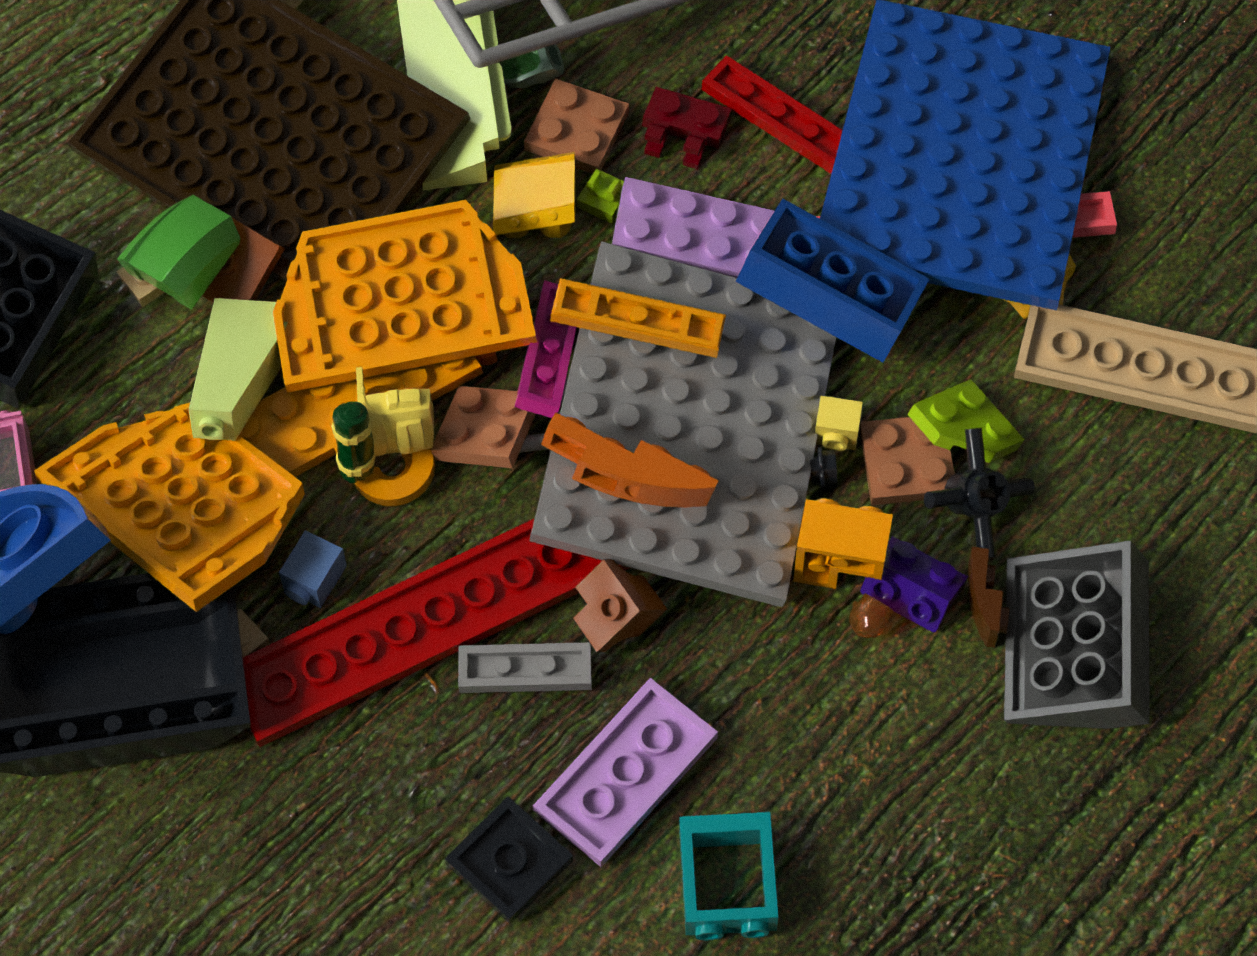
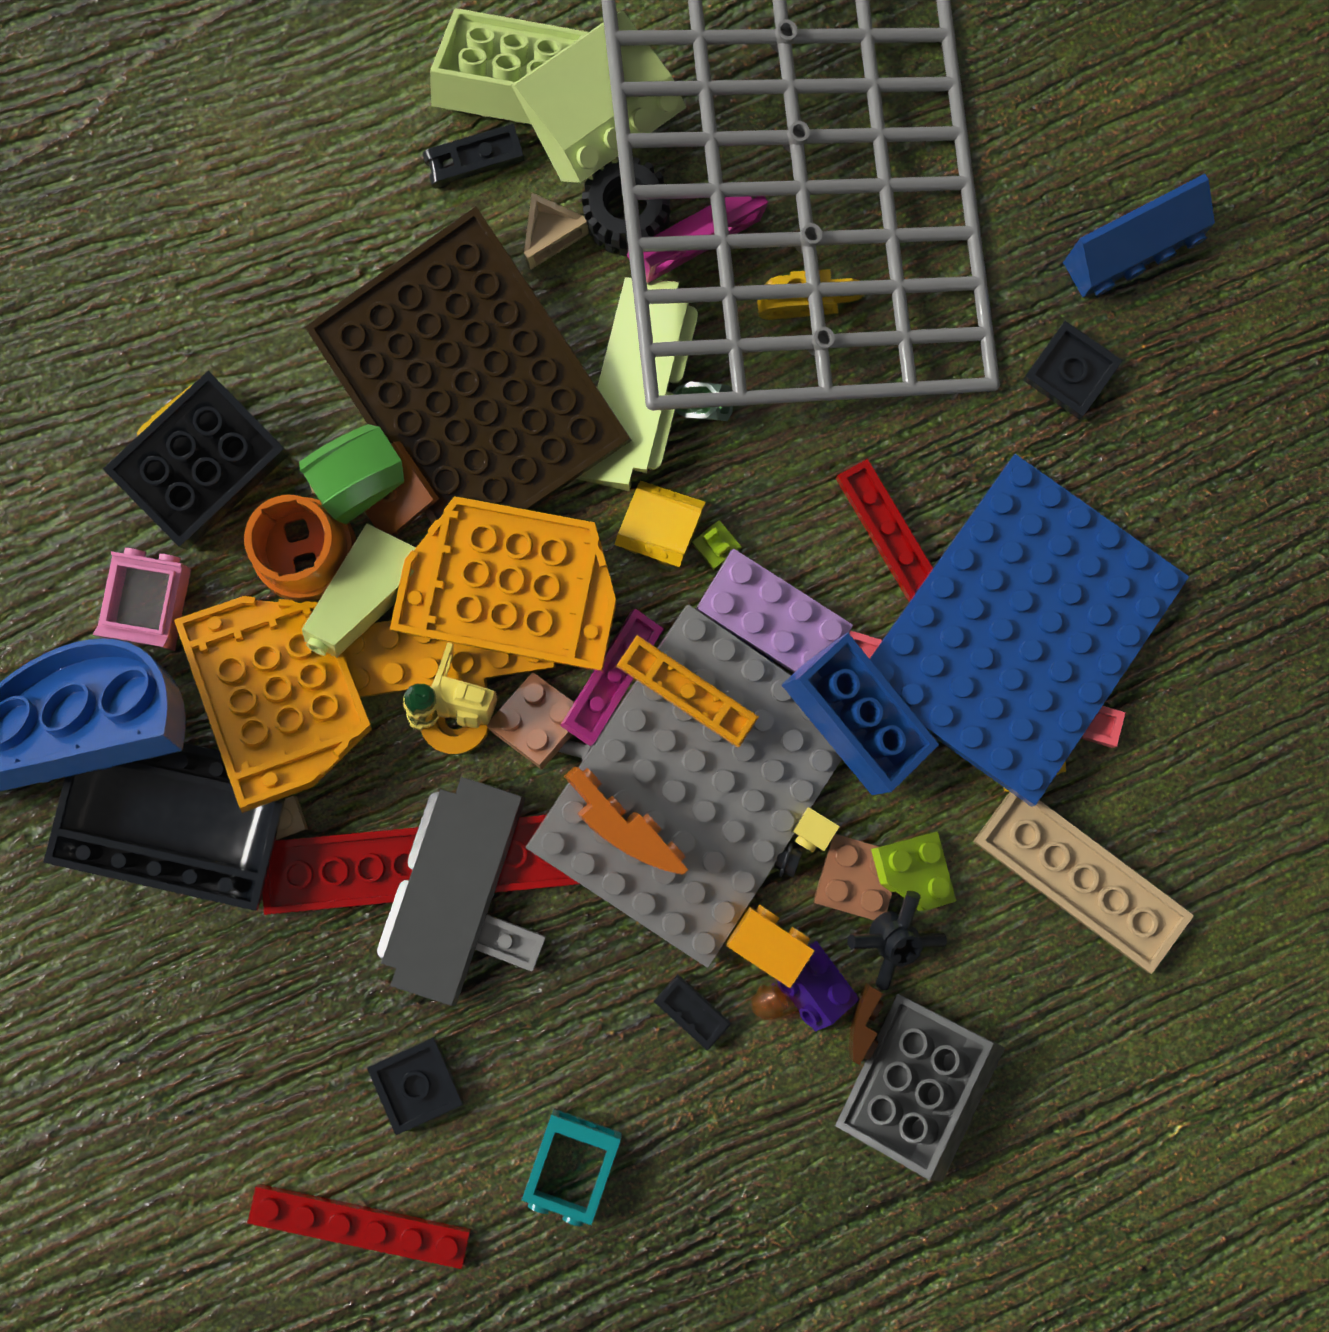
camera: 25 degrees right, 20 degrees up
(160, 373) = (275, 556): none -> orange piece
(312, 570) = (357, 787): medium blue brick -> none
(462, 637) = (450, 888): none -> dark grey slope
(578, 123) = (720, 471): nougat plate -> none
(616, 605) = (575, 918): dark orange brick -> none
(625, 772) = (530, 1051): lavender plate -> none
(687, 118) = (812, 500): dark red plate -> none
(790, 660) = (692, 1012): none -> black plate

